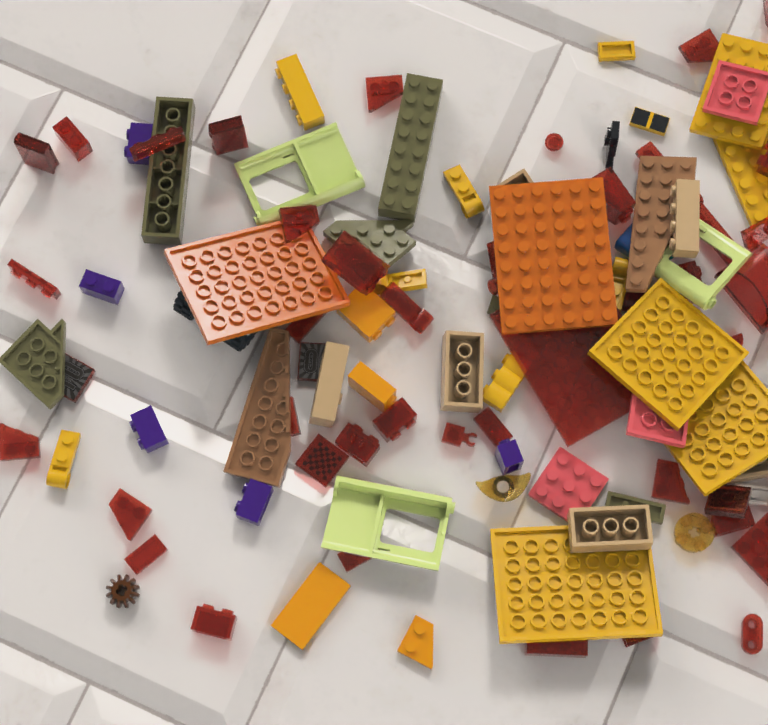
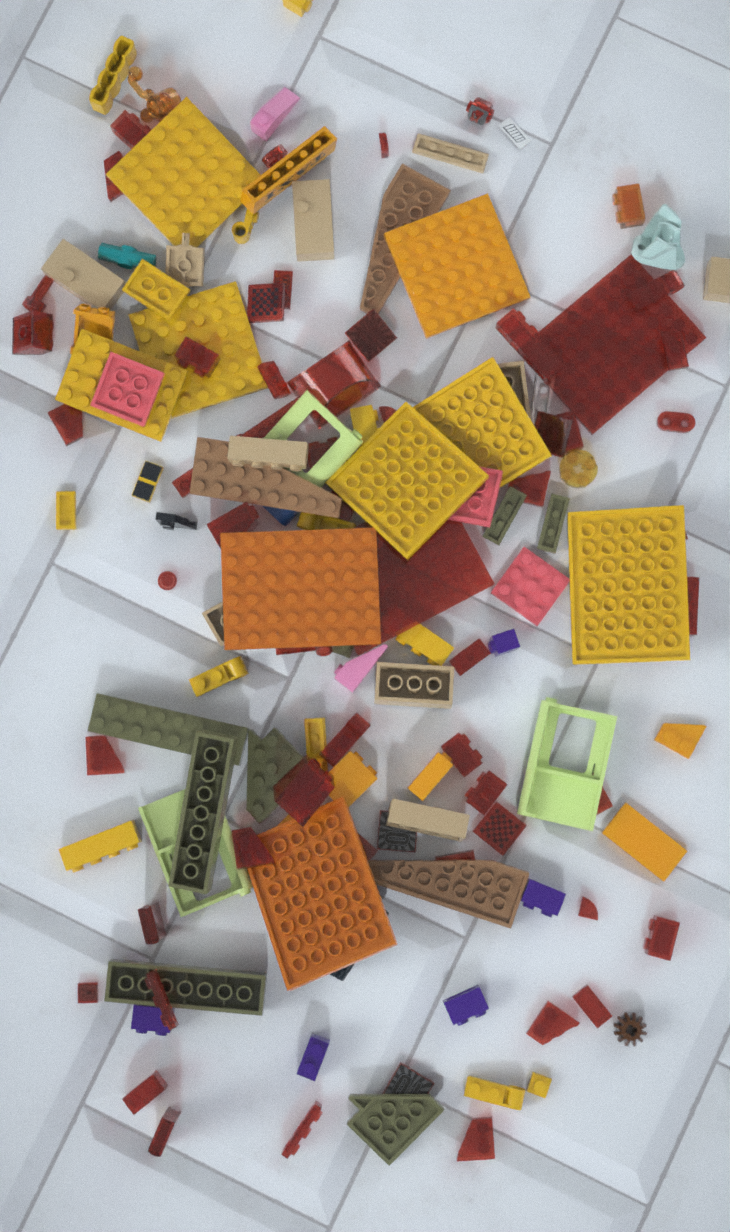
camera: 85 degrees left, 10 degrees up
(70, 503) = (539, 1084): none -> yellow plate
(164, 87) = (88, 992): none -> clear red tile
(242, 549) = (588, 909): none -> clear red tile
(334, 174) = (203, 811): none -> olive brick
(455, 435) = (477, 694): clear red plate -> none
(475, 318) = (356, 669): none -> bright pink slope
(516, 483) = (530, 635): clear yellow piece -> none
(609, 528) = (579, 548): tan brick -> none
(639, 456) = (504, 515): none -> olive plate
(726, 316) = (364, 421): none -> yellow brick

